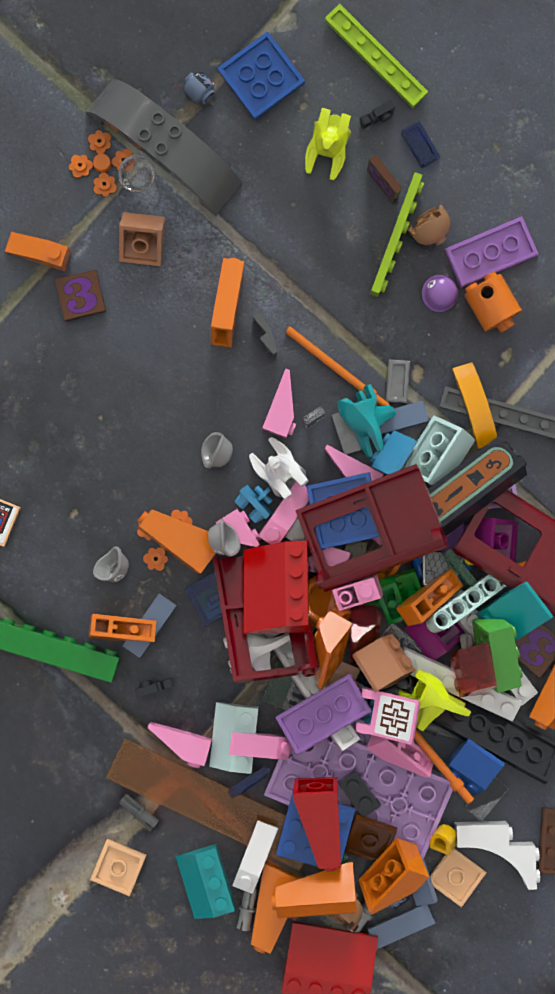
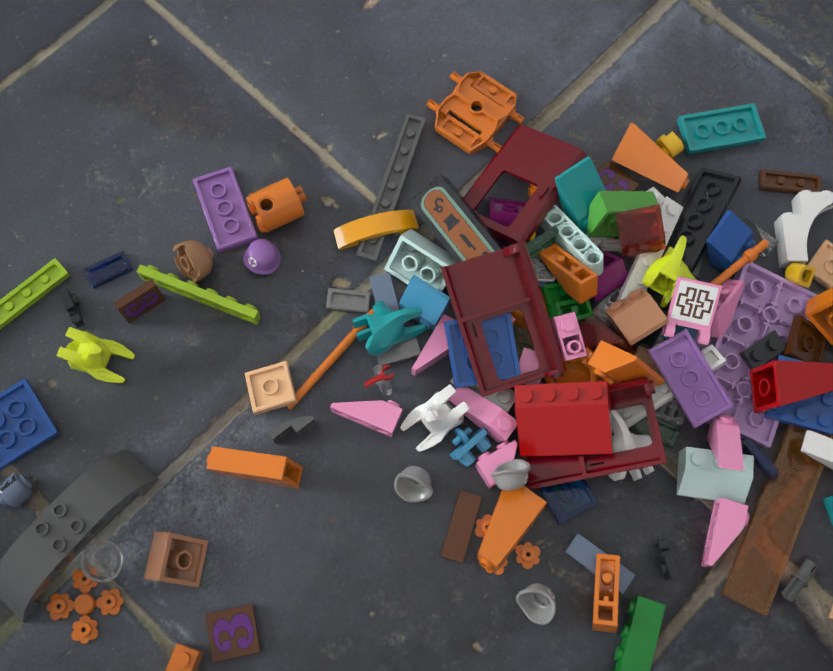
camera: 95 degrees left, 15 degrees down
(180, 496) = (461, 526): none -> reddish brown tile
(305, 311) = (270, 387): none -> light nougat tile
(310, 412) = (379, 377): none -> red hand

